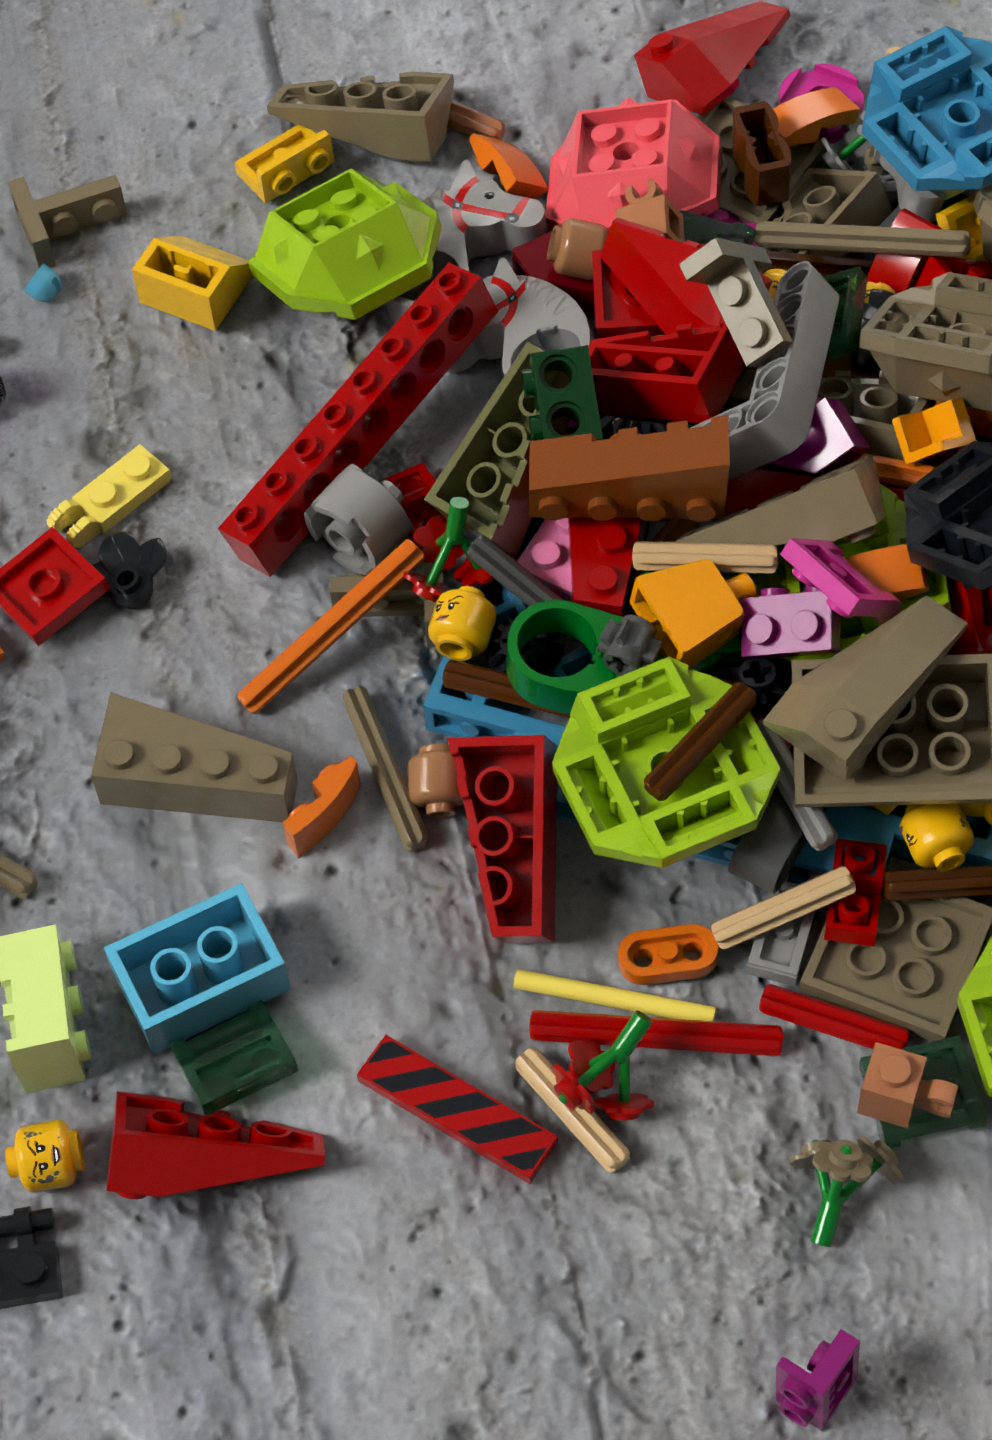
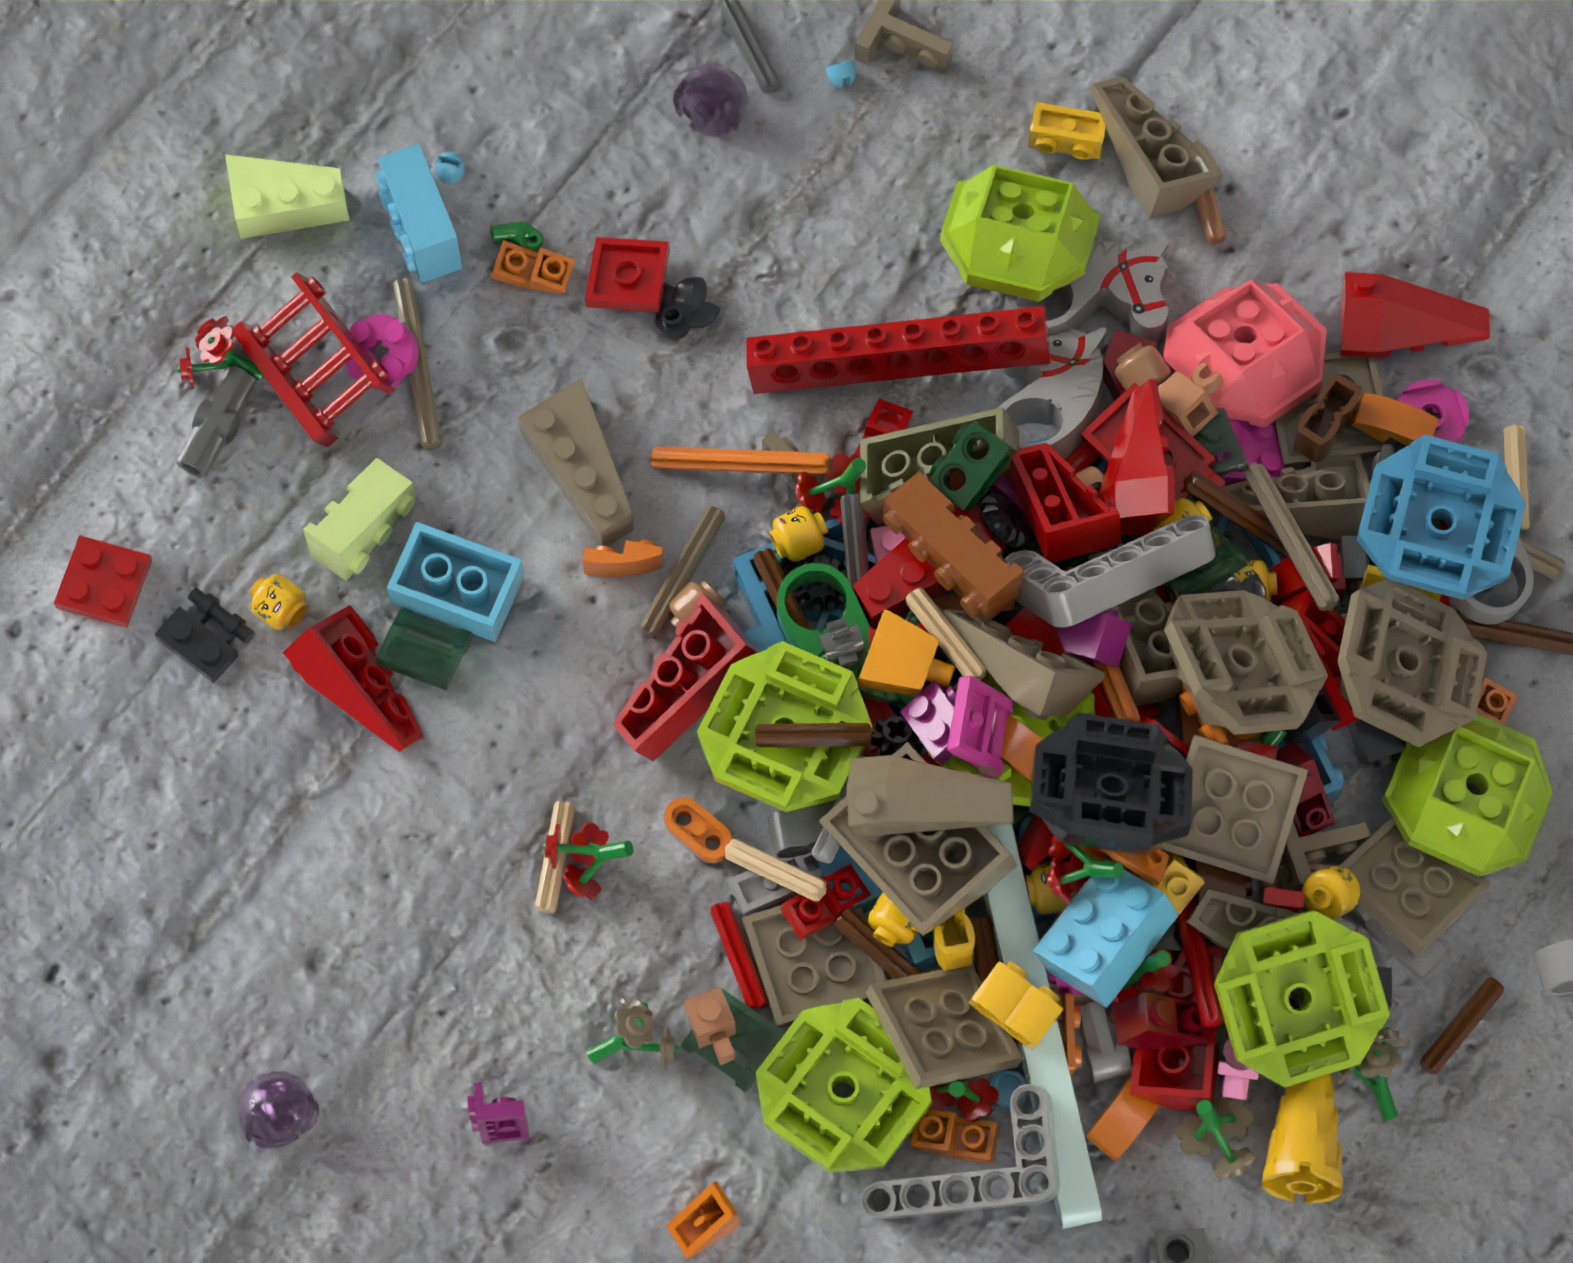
camera: 45 degrees right, 10 degrees up
(110, 497) = (726, 252): light yellow hinge -> none
(190, 279) = (924, 156): yellow slope -> none
(359, 519) = (829, 412): light grey brick -> none
(457, 1109) = (501, 795): red tile -> none
(513, 166) = (1191, 268): orange slope -> none
(612, 996) = (647, 823): light yellow bar -> none
(662, 1034) = (645, 865): red axle -> none
(741, 296) = (1127, 506): dark tan bracket -> none
(934, 431) = (1154, 696): light orange panel -> none

